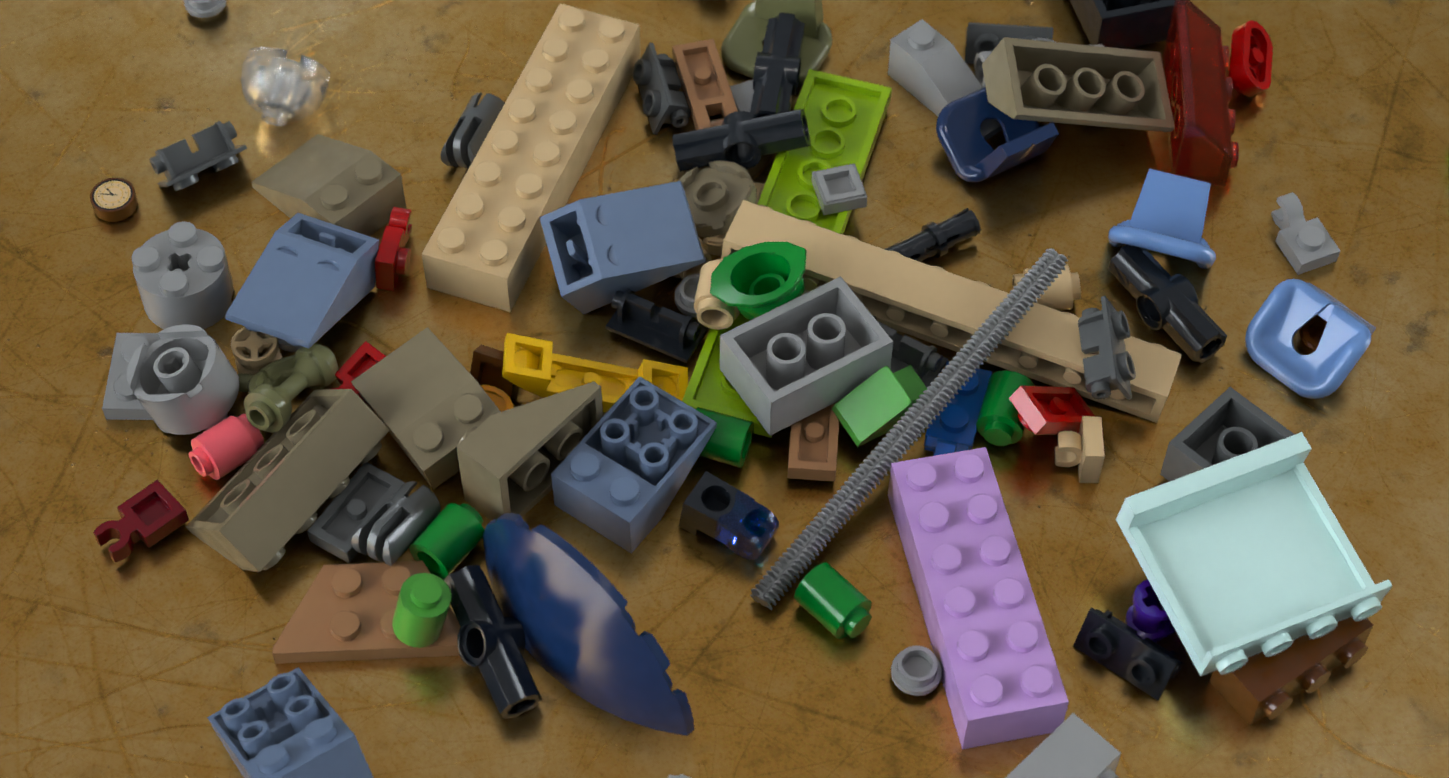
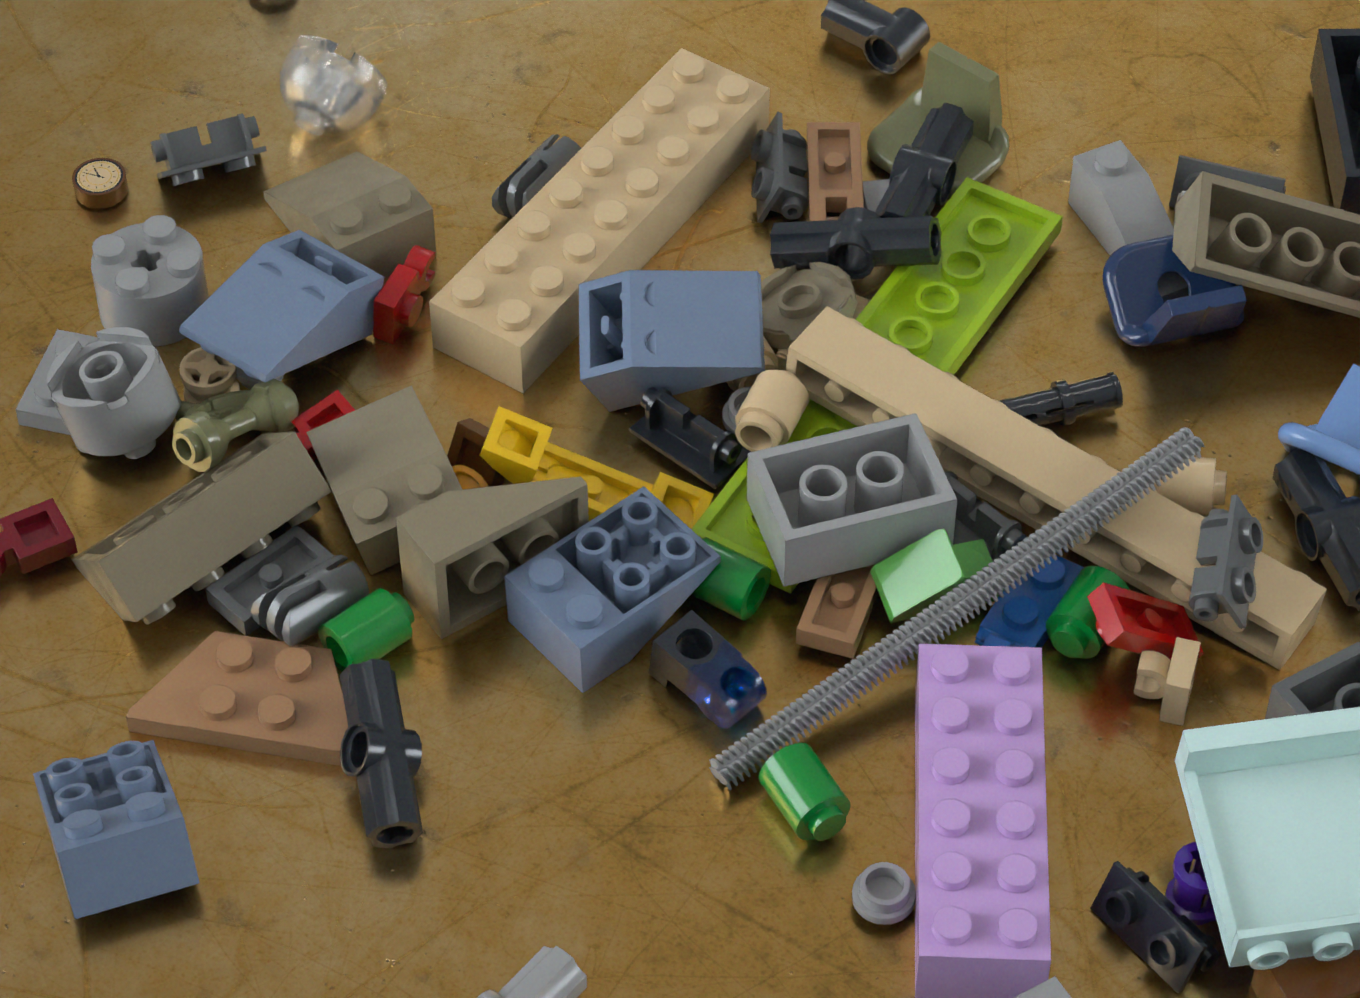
camera: 15 degrees right, 5 degrees down
(225, 446) = (141, 477): coral brick -> none
(421, 610) = (306, 698): bright green brick -> none
(580, 626) = (488, 760): dark blue brick -> none
(760, 277) = (818, 396): green piece -> none
(839, 189) = (958, 320): light grey tile -> none

